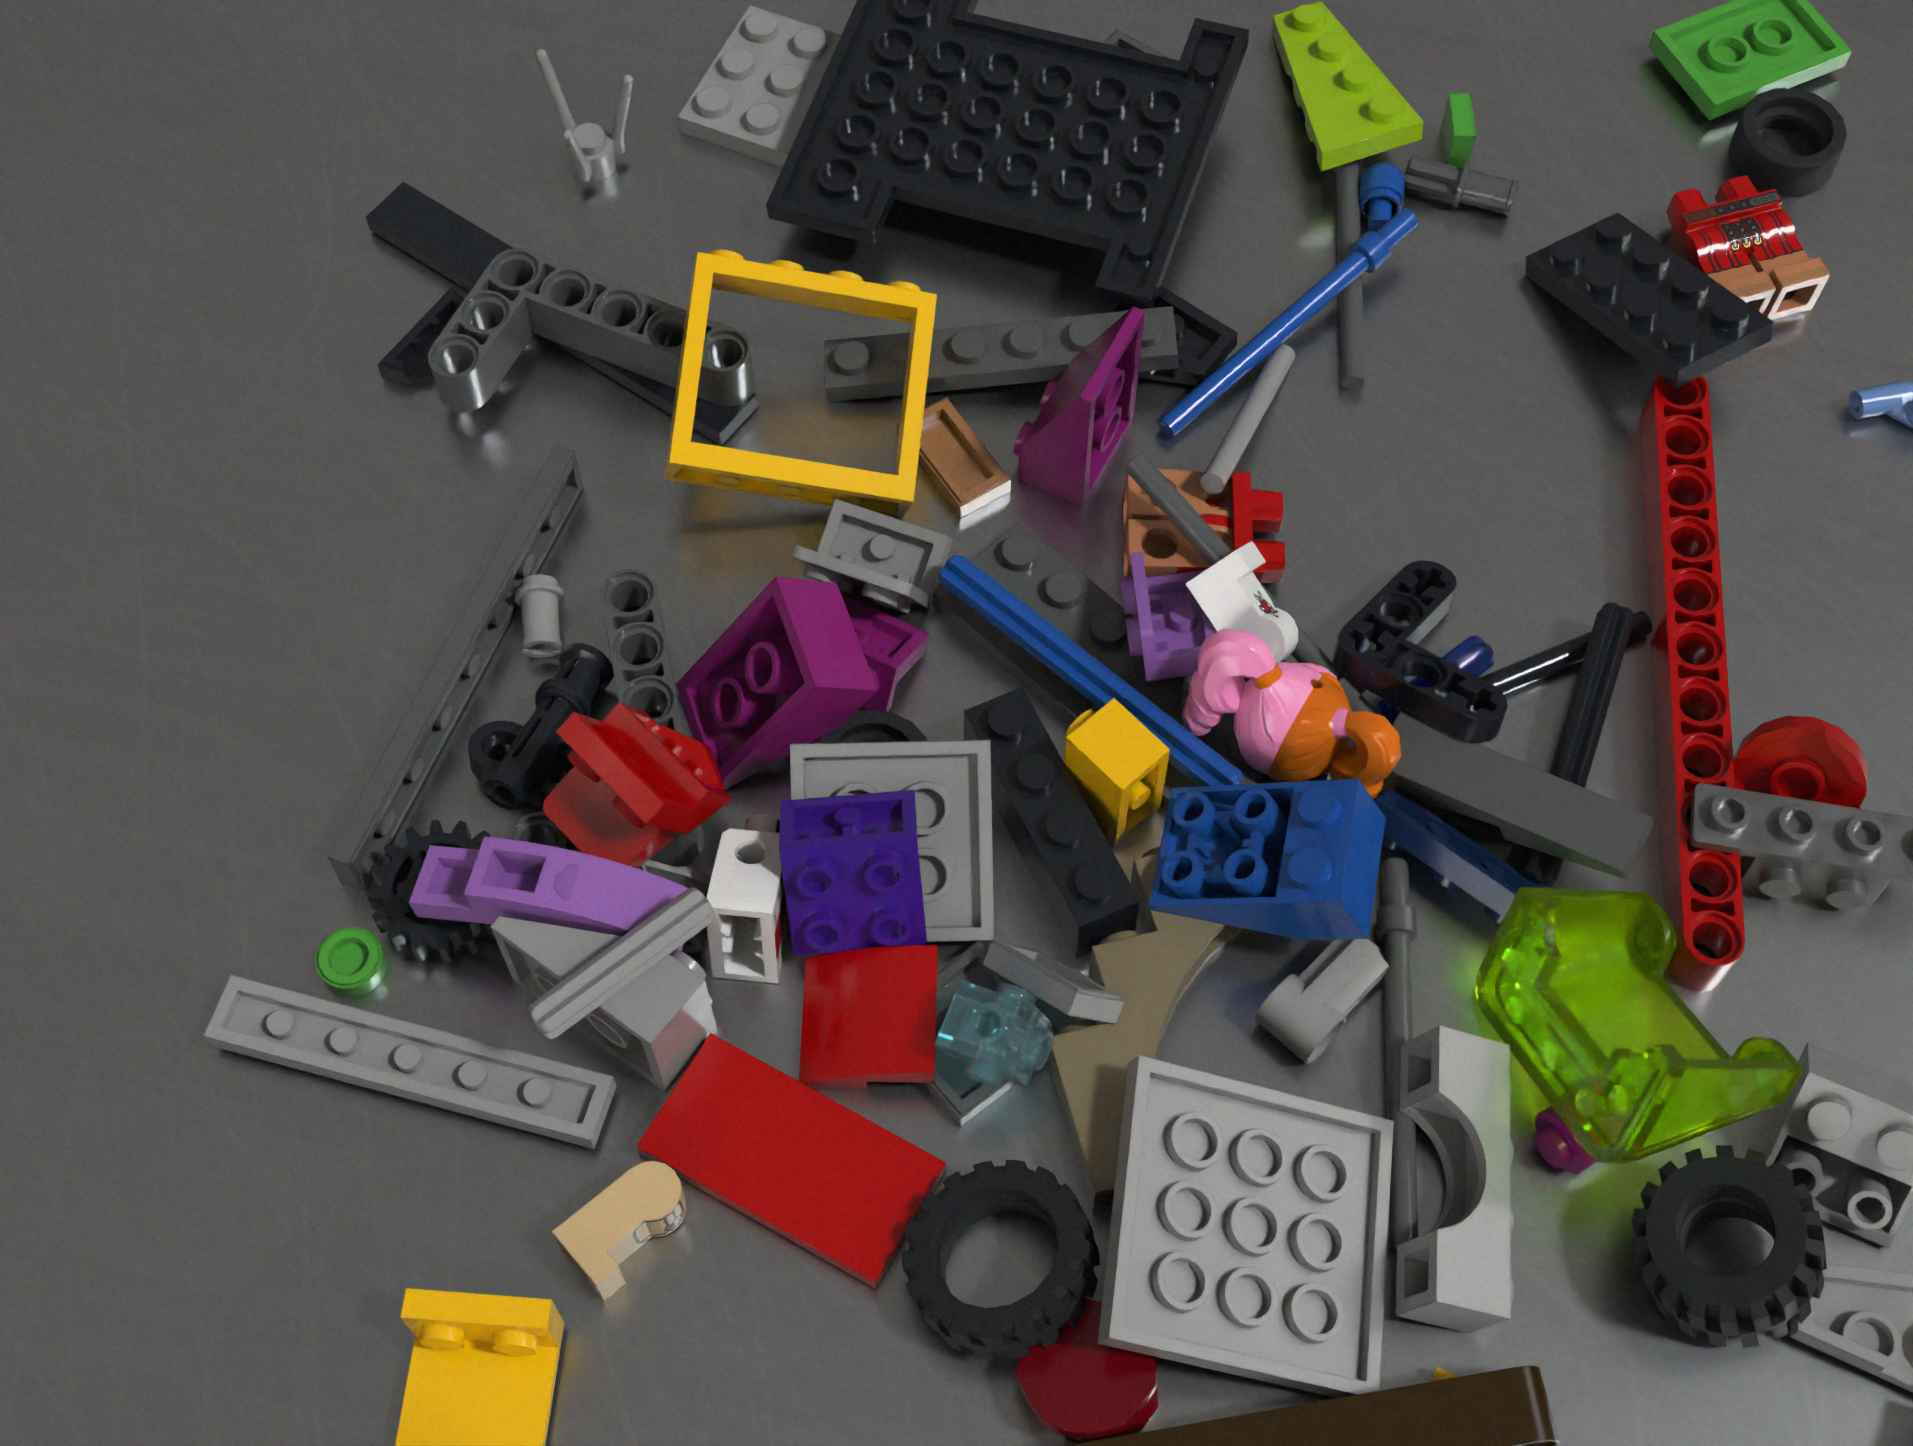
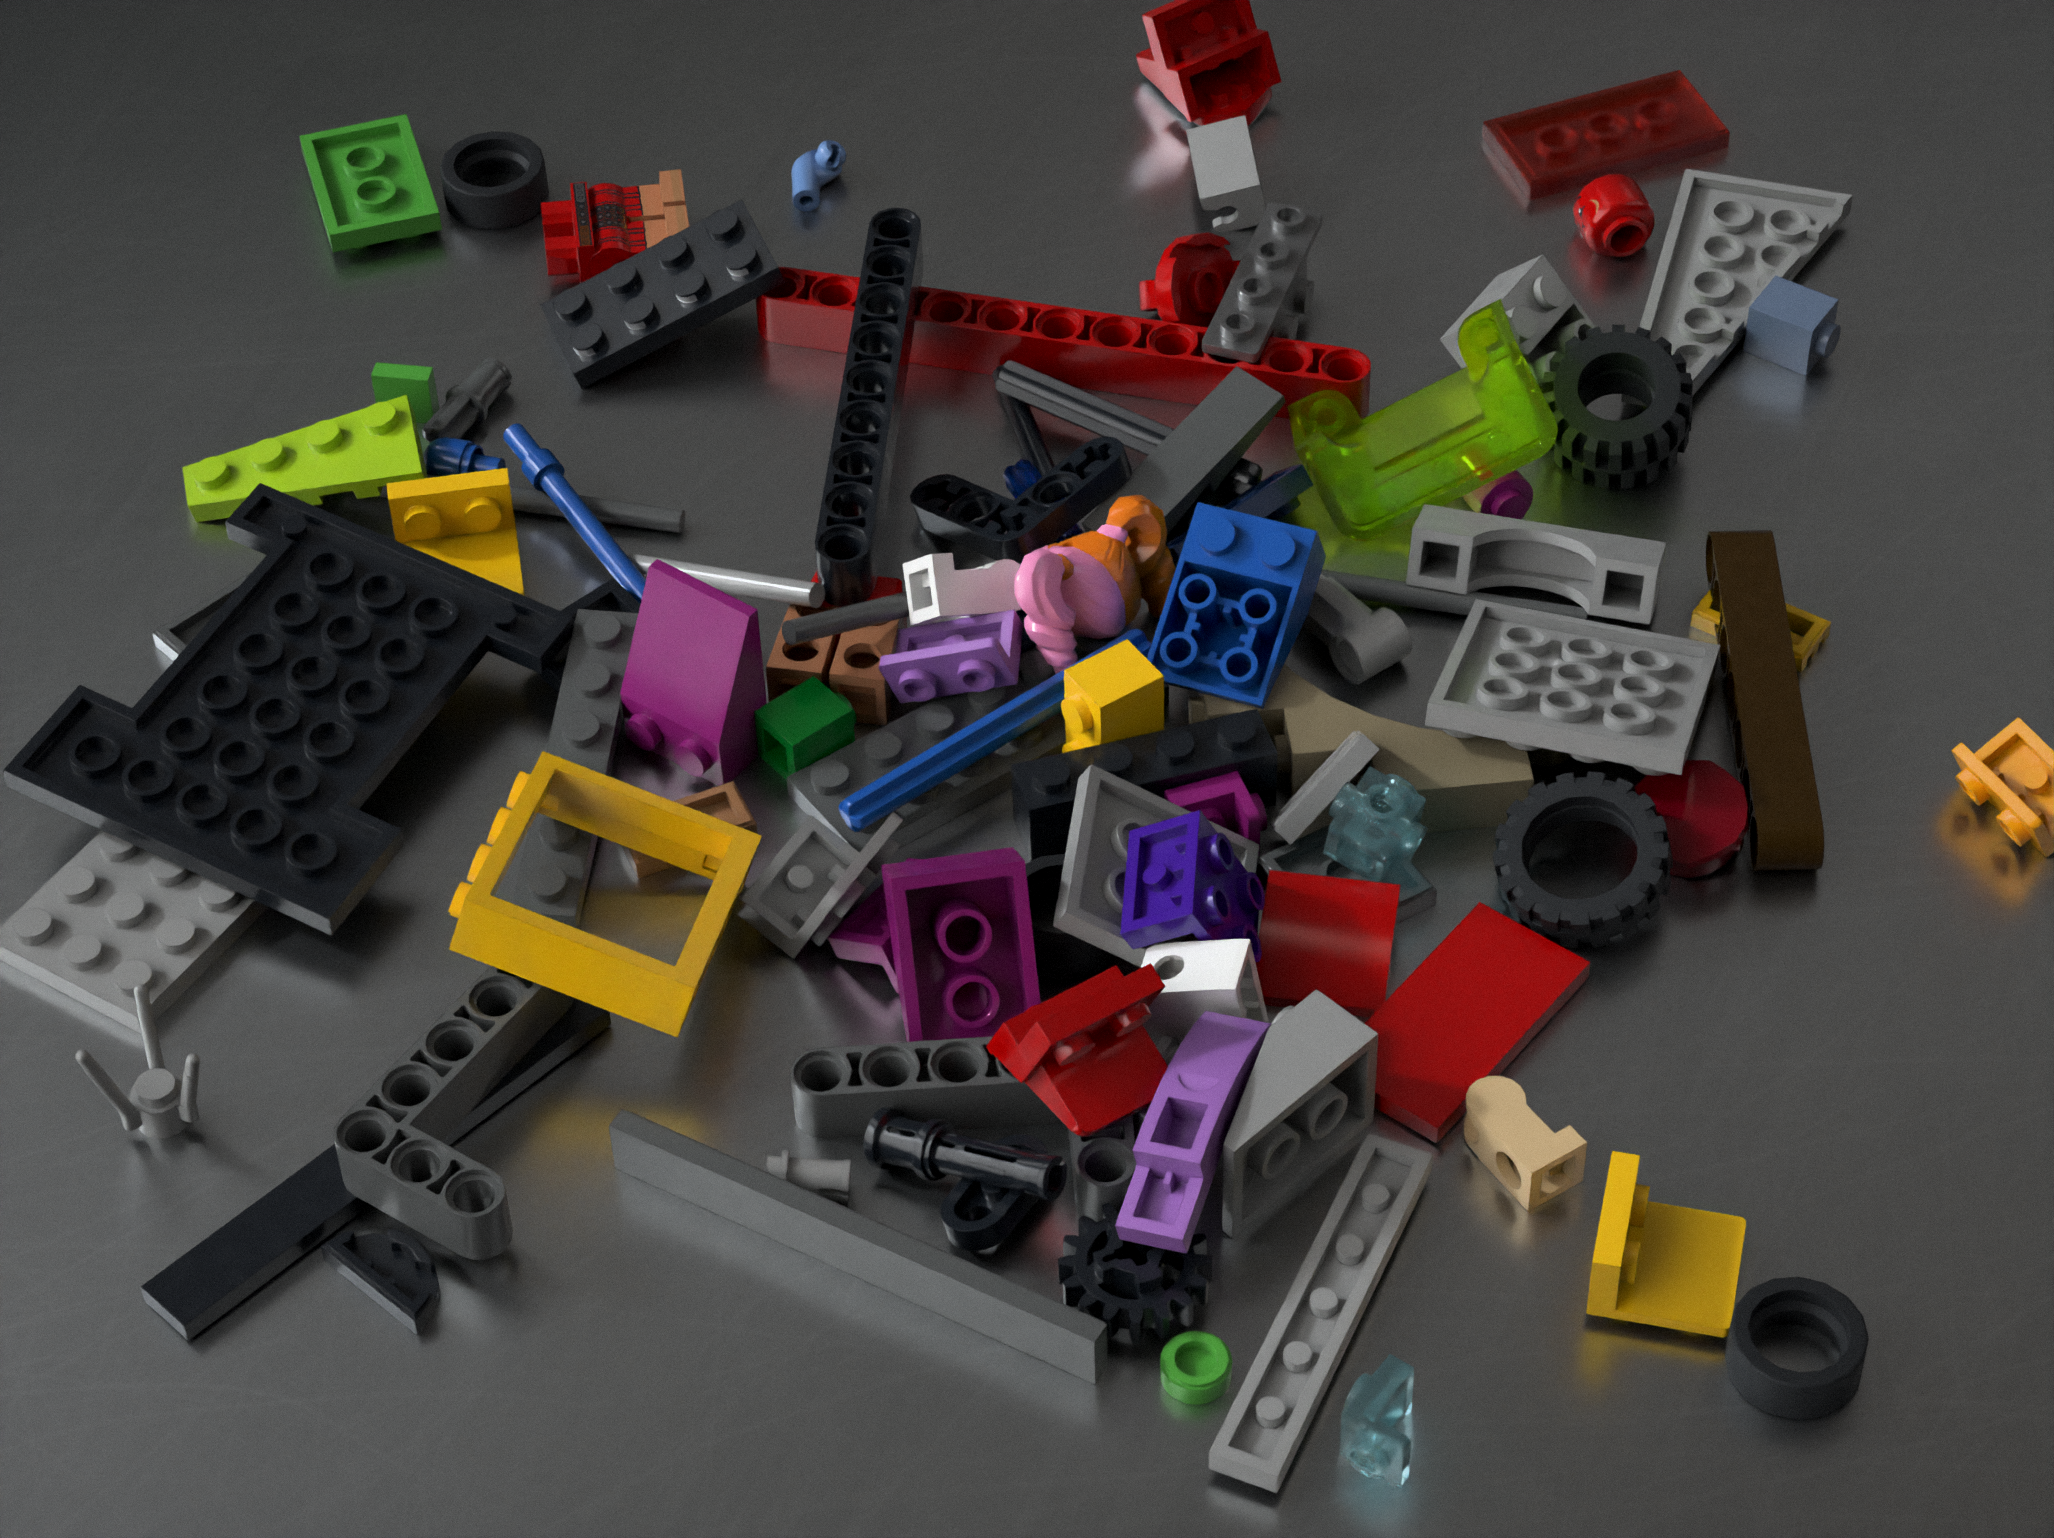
camera: 80 degrees left, 15 degrees down
(255, 1107) = (1370, 1423): none -> clear light blue bracket
(621, 963) = (1298, 1037): light grey axle -> none
(1026, 891) = (1225, 803): none -> magenta bracket
(1078, 521) = (803, 726): none -> green brick
(1261, 215) = (461, 522): none -> yellow bracket
(1537, 478) = (869, 408): none -> black beam

